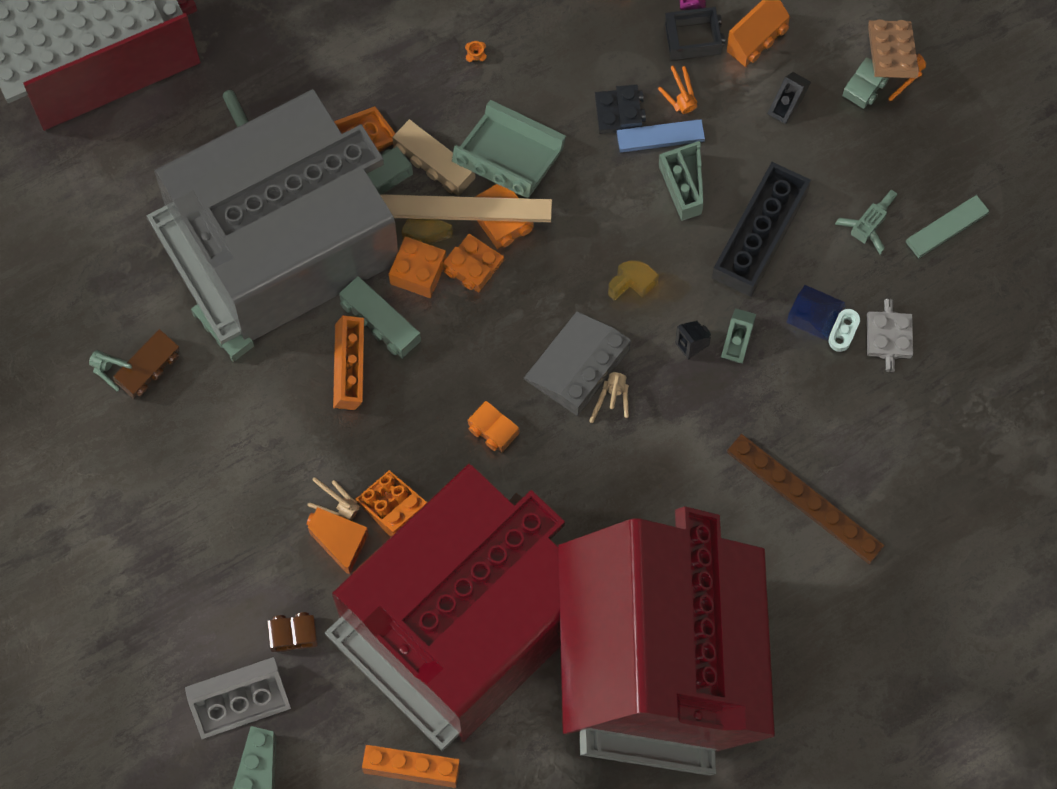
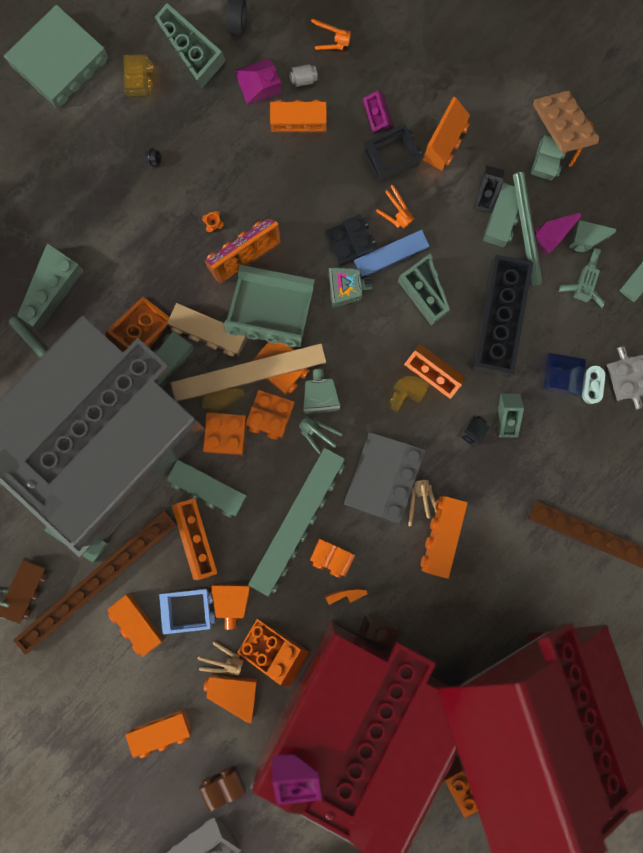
camera: 25 degrees left, 15 degrees up
(226, 379) = (95, 582): none -> reddish brown plate
(242, 554) = (159, 734): none -> orange brick
(254, 435) = (135, 624): none -> orange brick
(278, 69) = (48, 287): none -> sand green wedge
(293, 429) = (167, 617): none -> light blue window
(367, 441) = (230, 602): none -> orange torso
(380, 586) = (294, 780): none -> magenta slope
(466, 379) = (294, 525): none -> sand green brick
(501, 87) = (243, 250): none -> orange slope
(503, 470) = (352, 594): none -> orange slope
(514, 286) = (309, 426): none -> sand green plant
(534, 256) = (320, 394): none -> sand green torso
(552, 697) = (460, 789): none -> orange window
(600, 154) = (346, 286): none -> sand green torso
(624, 439) = (443, 536): none -> orange brick
(668, 264) = (435, 371): none -> orange brick
(797, 128) = (502, 217): none -> sand green brick
(817, 147) = (527, 226): none -> sand green axle
(847, 159) = (553, 232): none -> magenta slope
(887, 175) = (588, 235): none -> sand green slope

